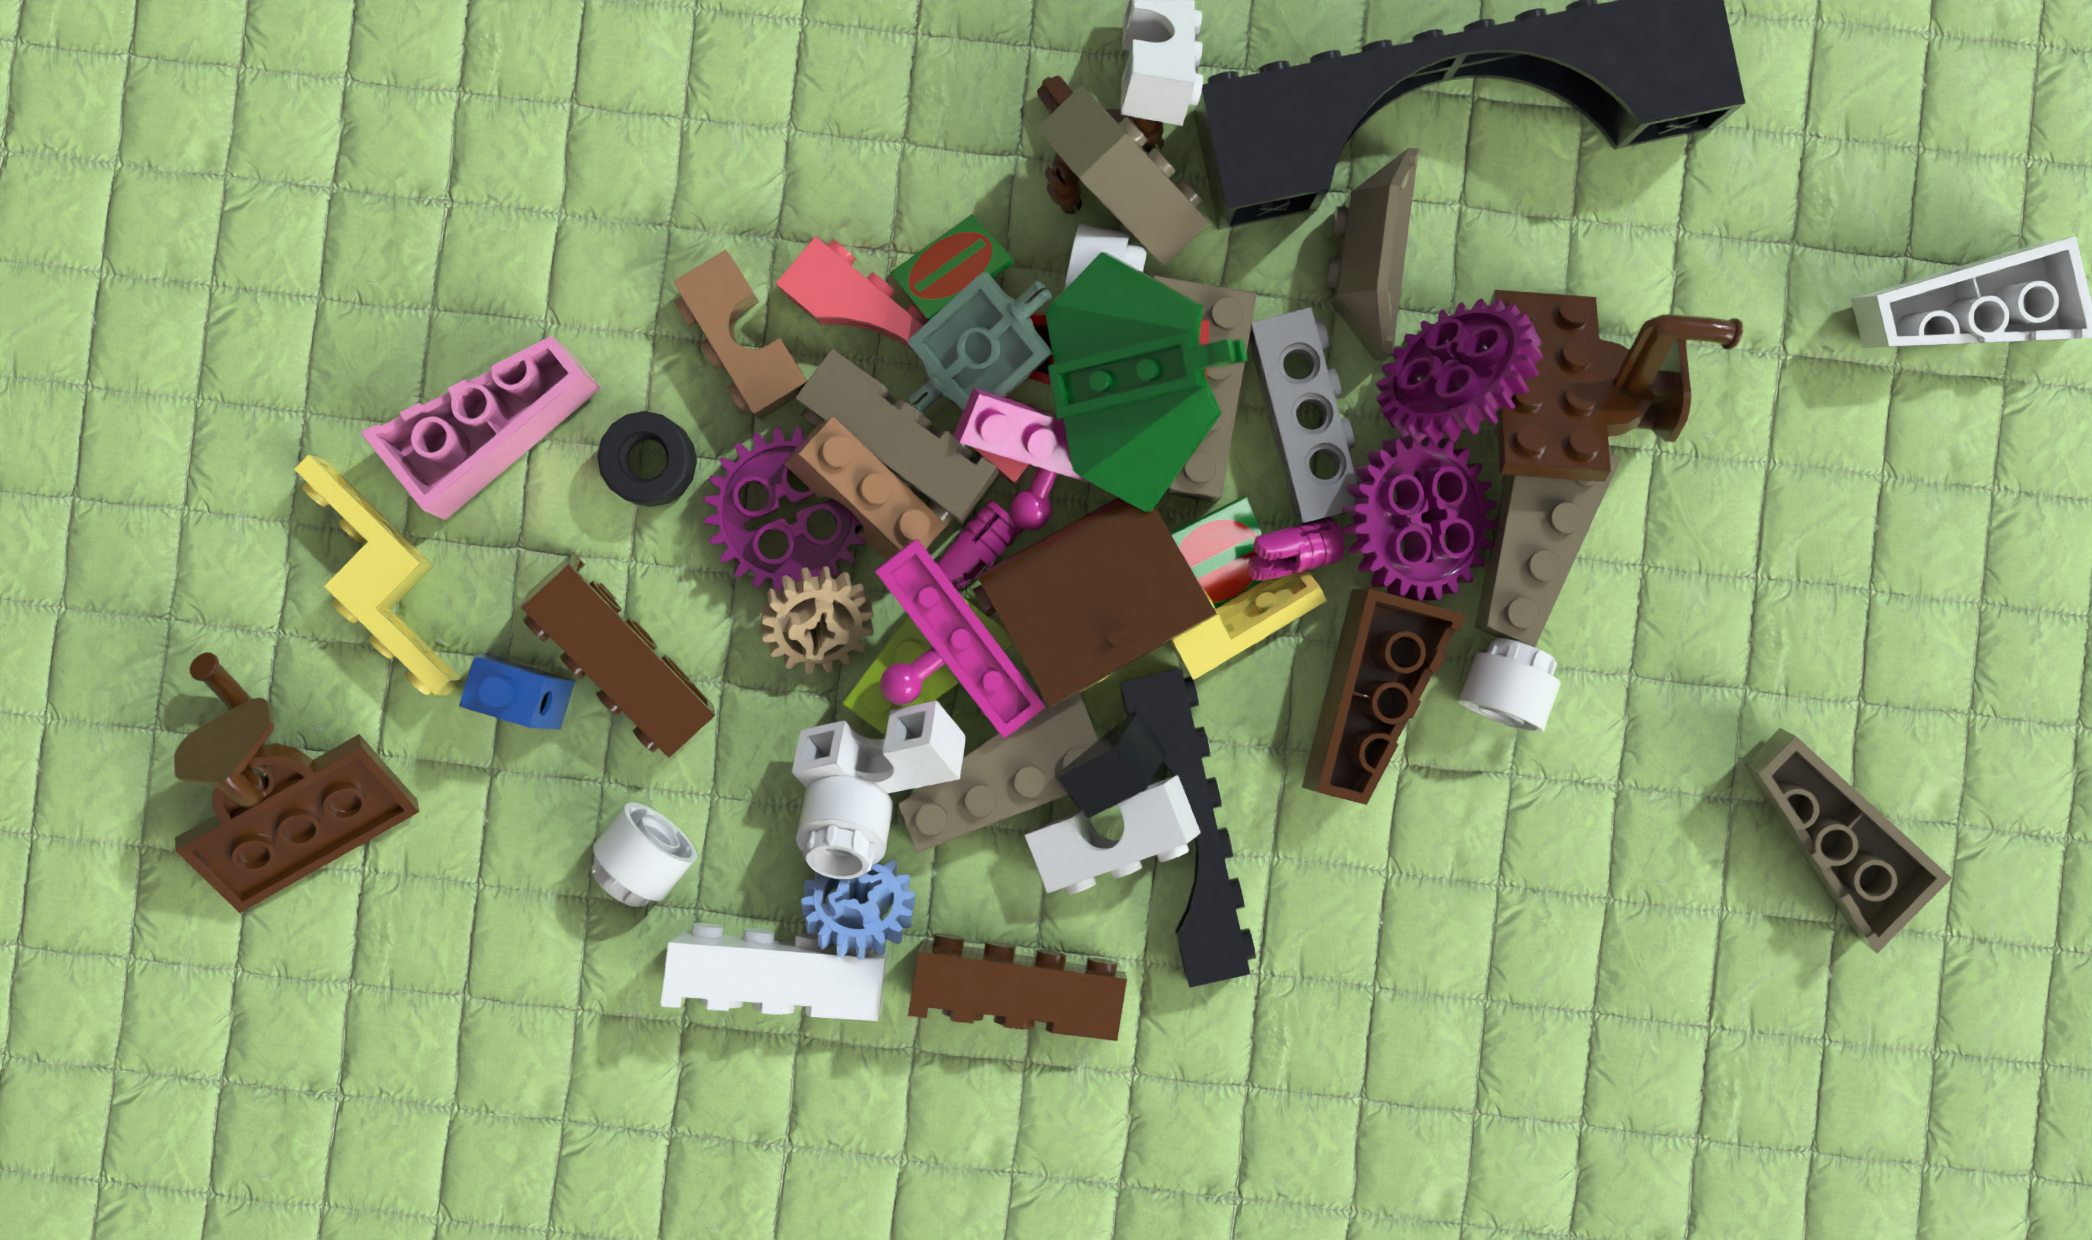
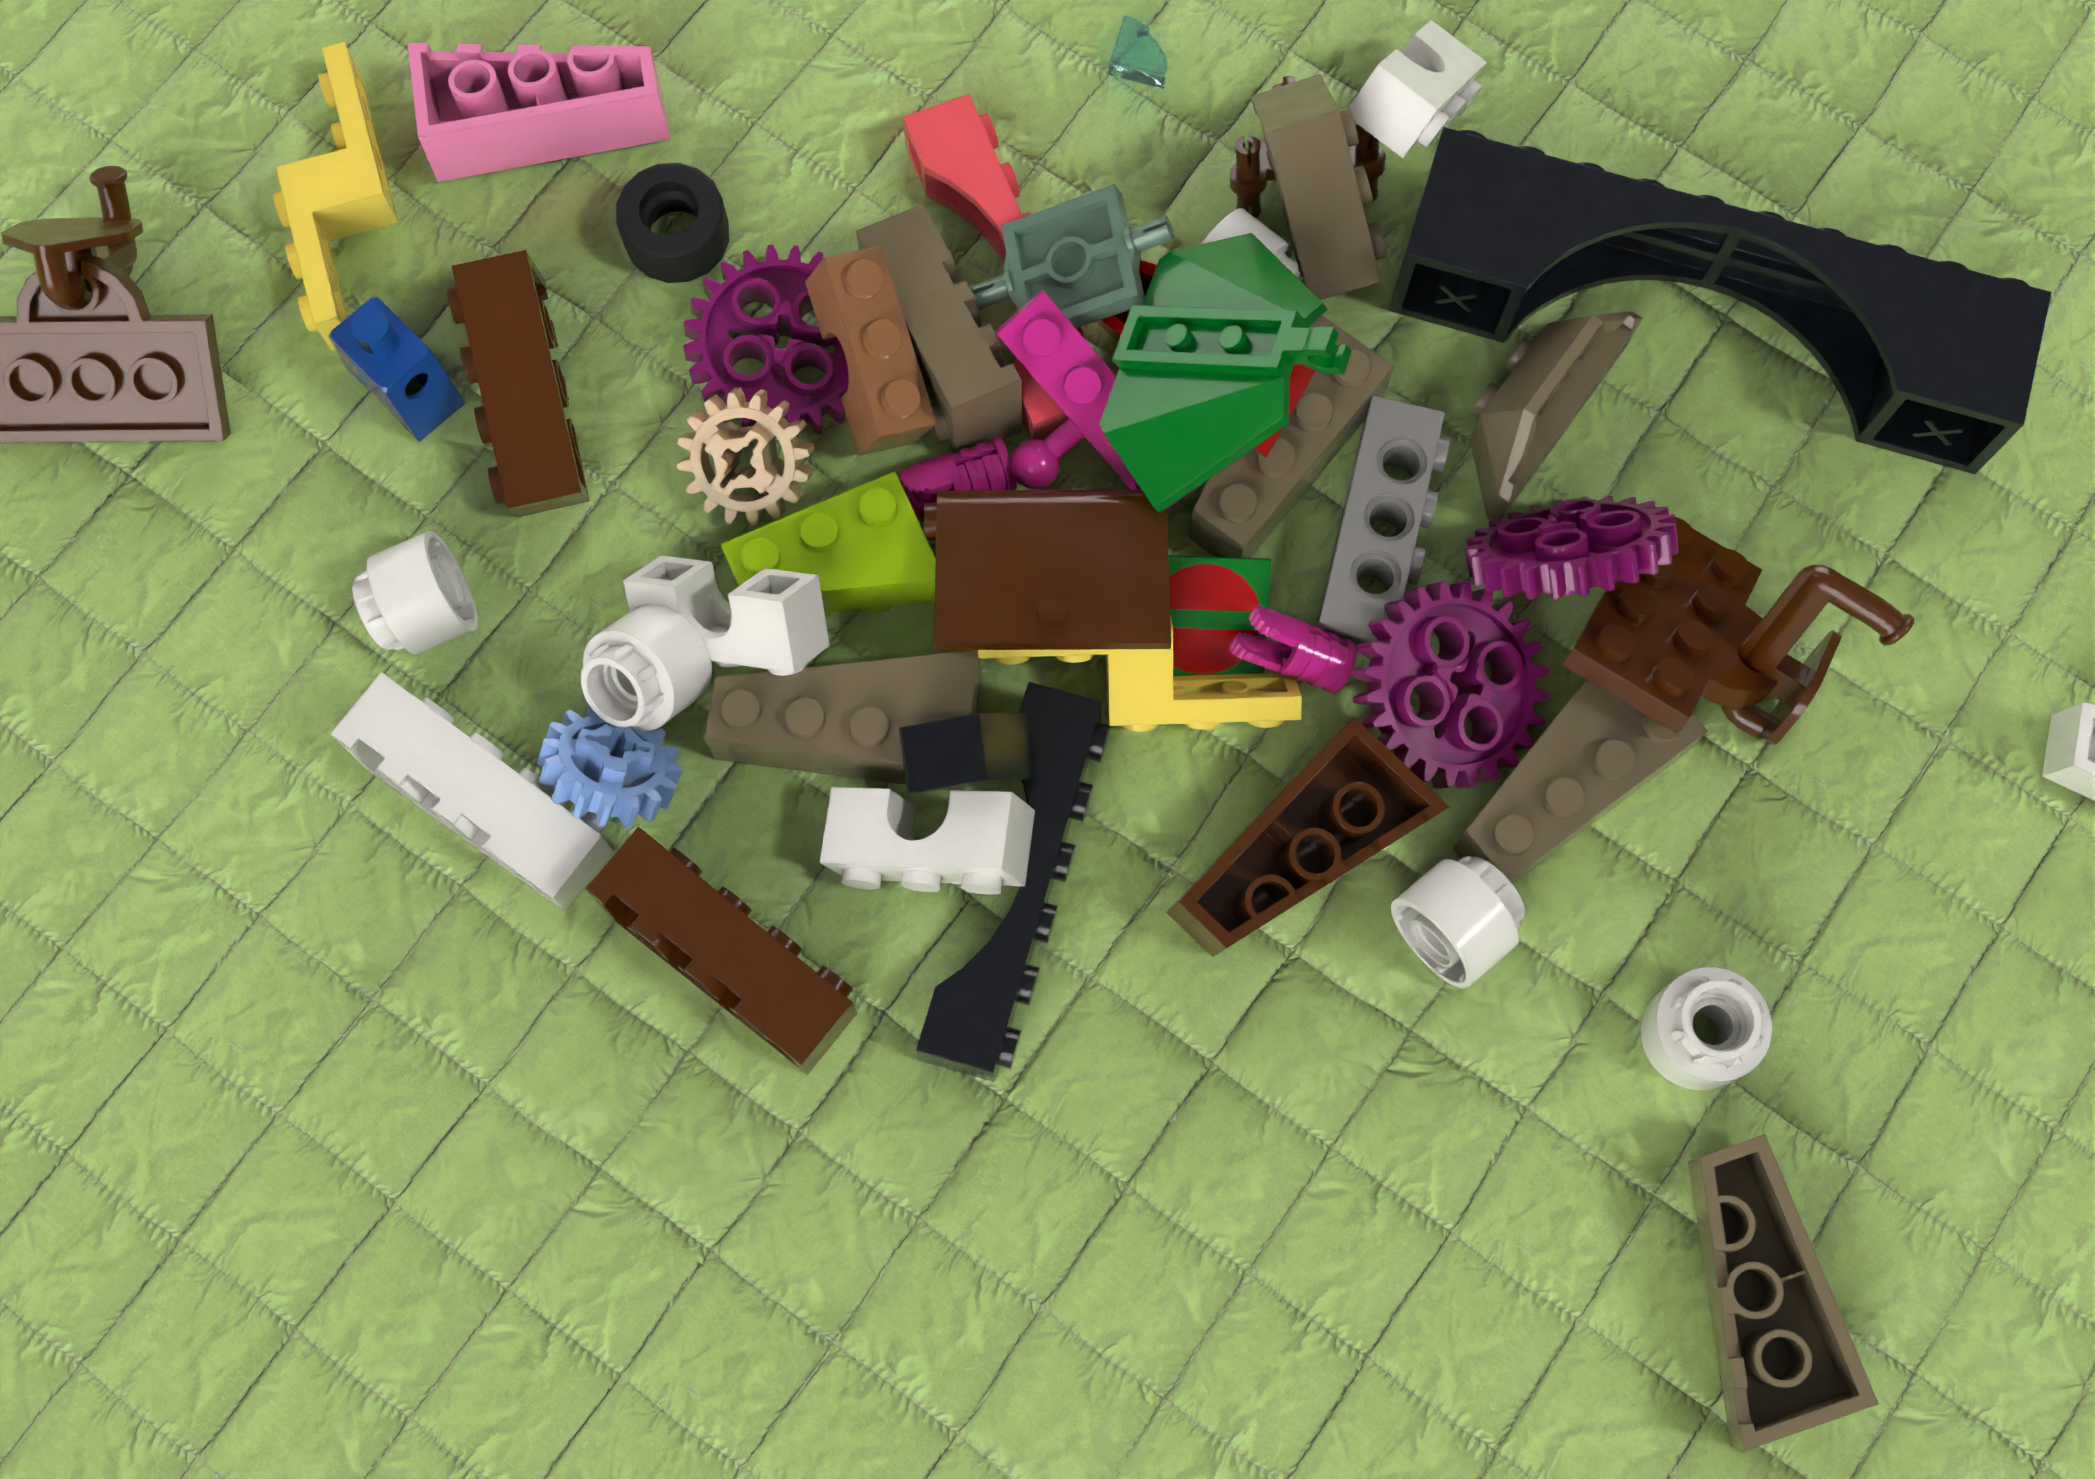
camera: 30 degrees right, 15 degrees down
(715, 298) = (836, 115): medium nougat arch -> none
(917, 117) = (1138, 55): none -> clear light blue tile
(949, 265) = (1132, 184): piece -> none
(956, 640) = (877, 533): dark pink plate -> none
(1743, 669) = (1735, 1009): none -> white piece

